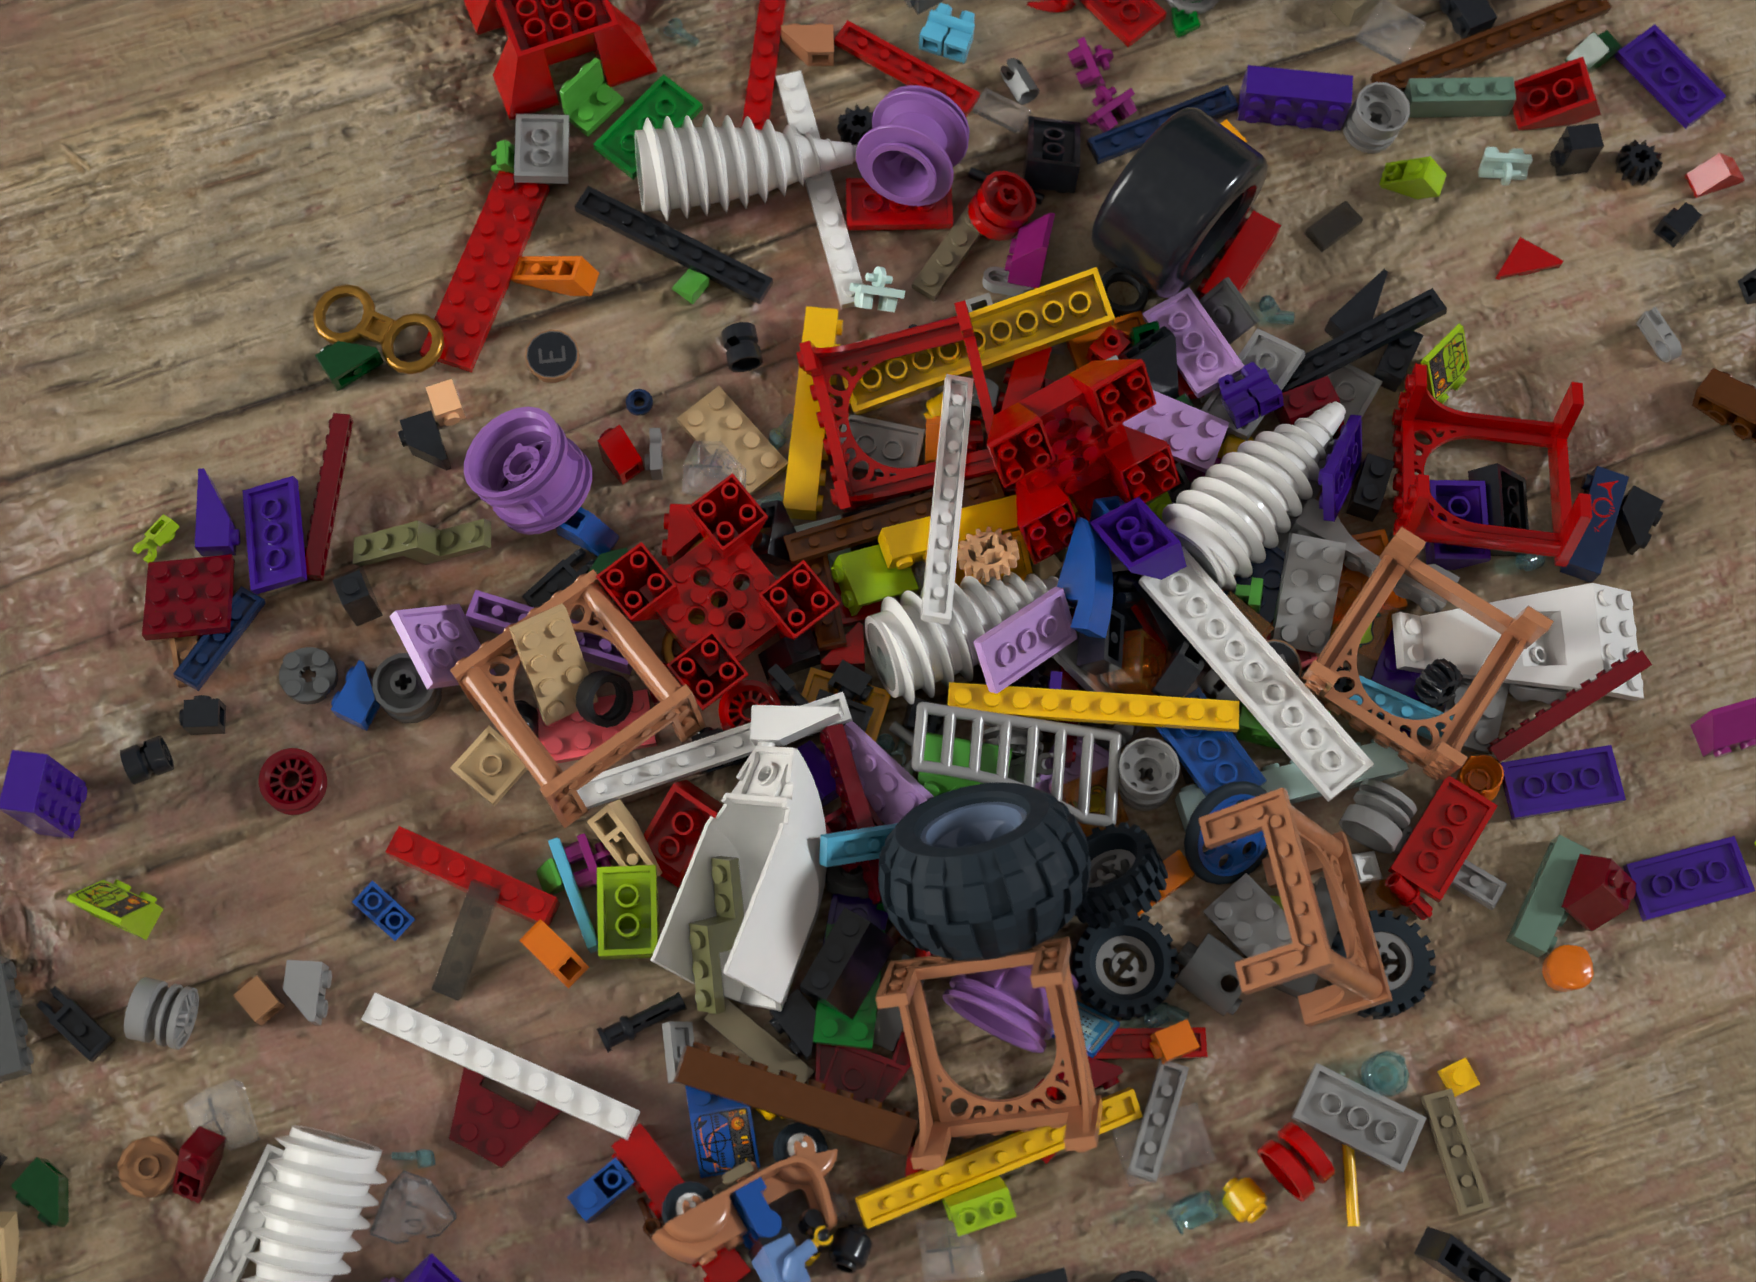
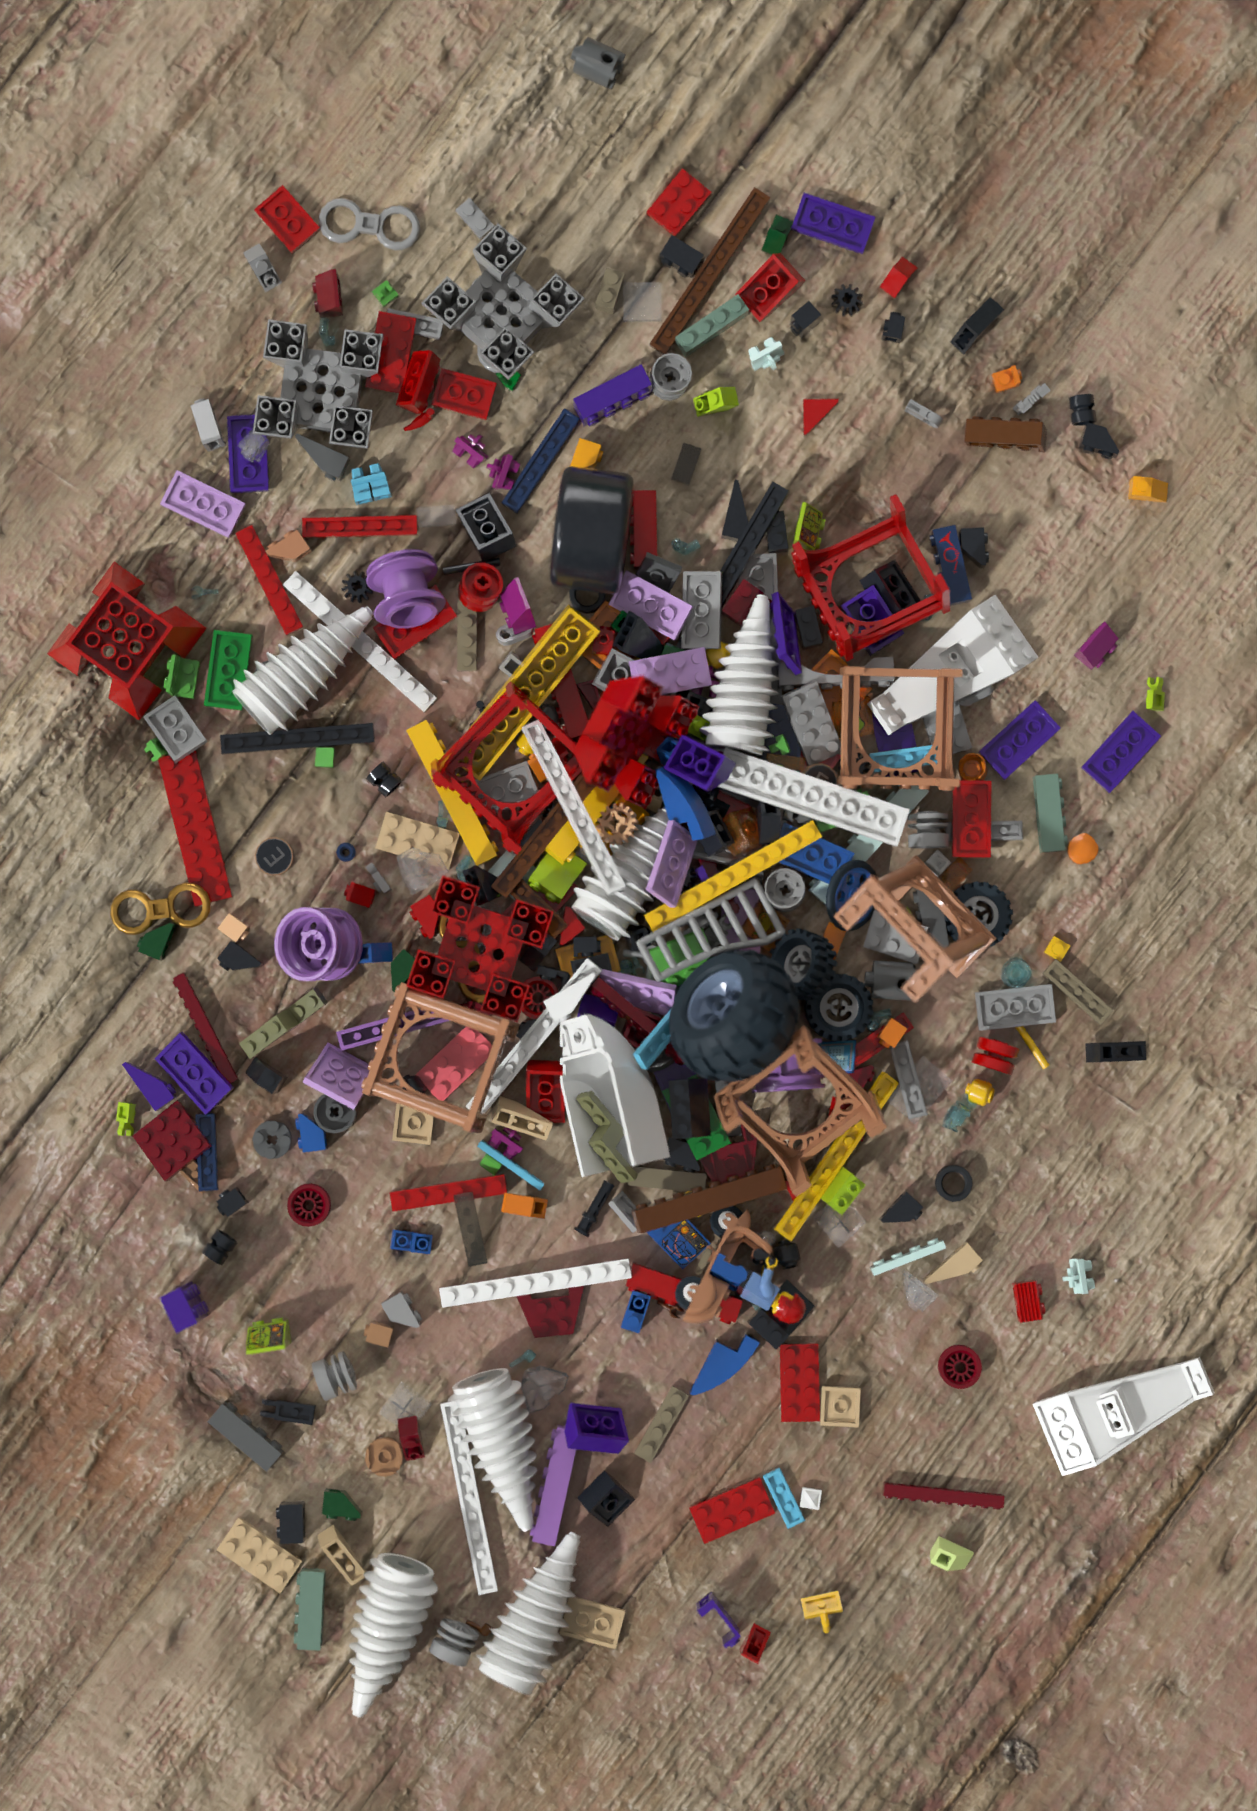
camera: 30 degrees left, 15 degrees up
(551, 661) = (415, 1049): tan plate -> none
(557, 274) = (240, 805): orange slope -> none
(557, 579) = (376, 994): black hinge -> none
(622, 703) = (443, 1047): black tyre -> none
(627, 912) = (548, 1156): lime slope -> none
(888, 296) = (440, 689): light aqua hips -> none
(1019, 81) = (434, 490): dark grey piece -> none
(1249, 395) = (709, 615): dark purple hips -> none
(1409, 896) = (971, 865): red axle -> none
(1438, 682) = (917, 730): black gear -> none
(1569, 706) = (998, 697): dark red piece -> none
(1598, 891) = (1074, 796): dark red slope -> none

